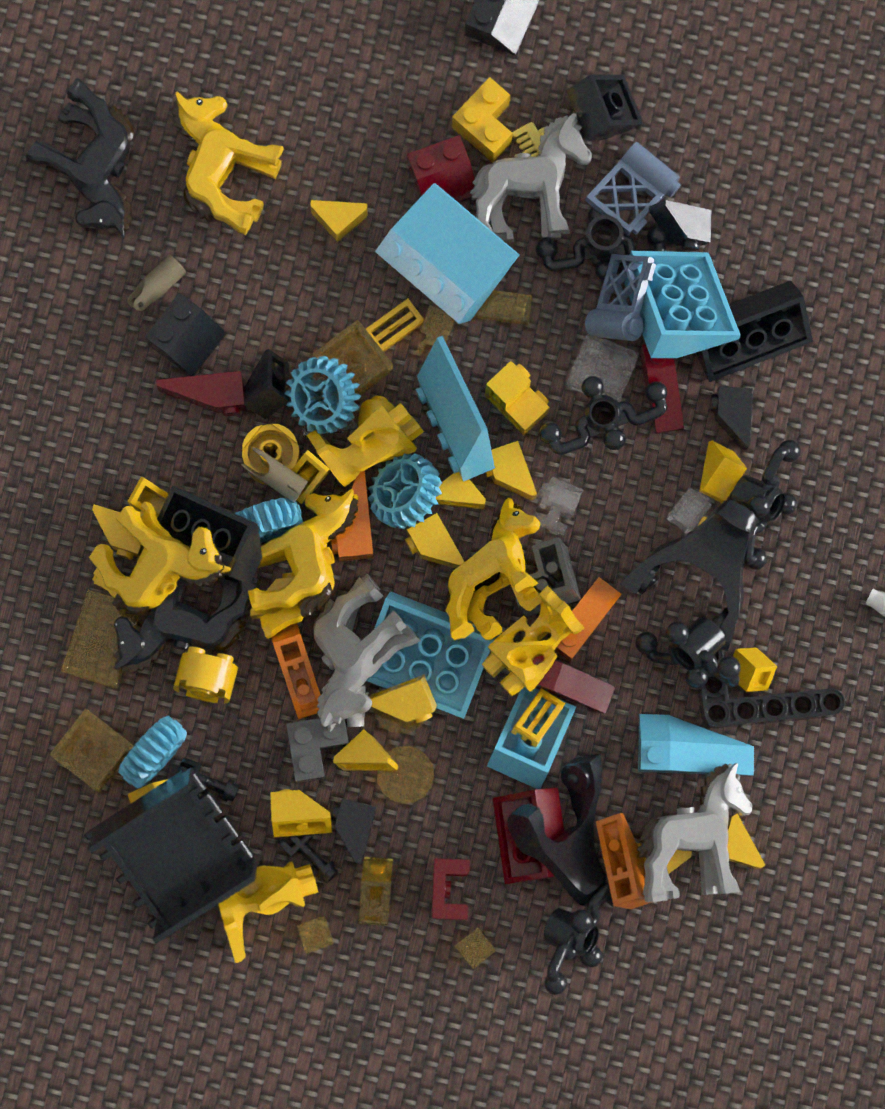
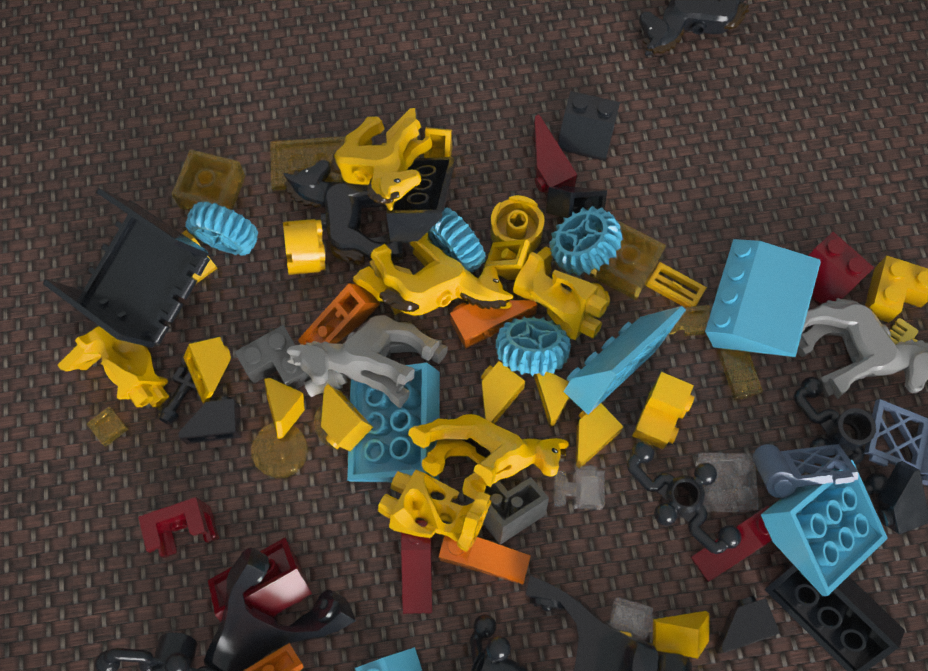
camera: 75 degrees right, 10 degrees down
(156, 283) = (621, 91): dark tan piece -> none
(216, 159) = (746, 93): yellow animal -> none
(228, 790) = (214, 305): black hinge -> none
(279, 477) = (496, 231): dark tan piece -> none
(338, 217) = (749, 205): yellow slope -> none
(375, 891) = (163, 462): clear yellow slope -> none
(475, 948) = (136, 575): clear yellow plate -> none
(519, 758) = (353, 550): medium azure slope -> none
(528, 733) = (348, 541): yellow tile -> none

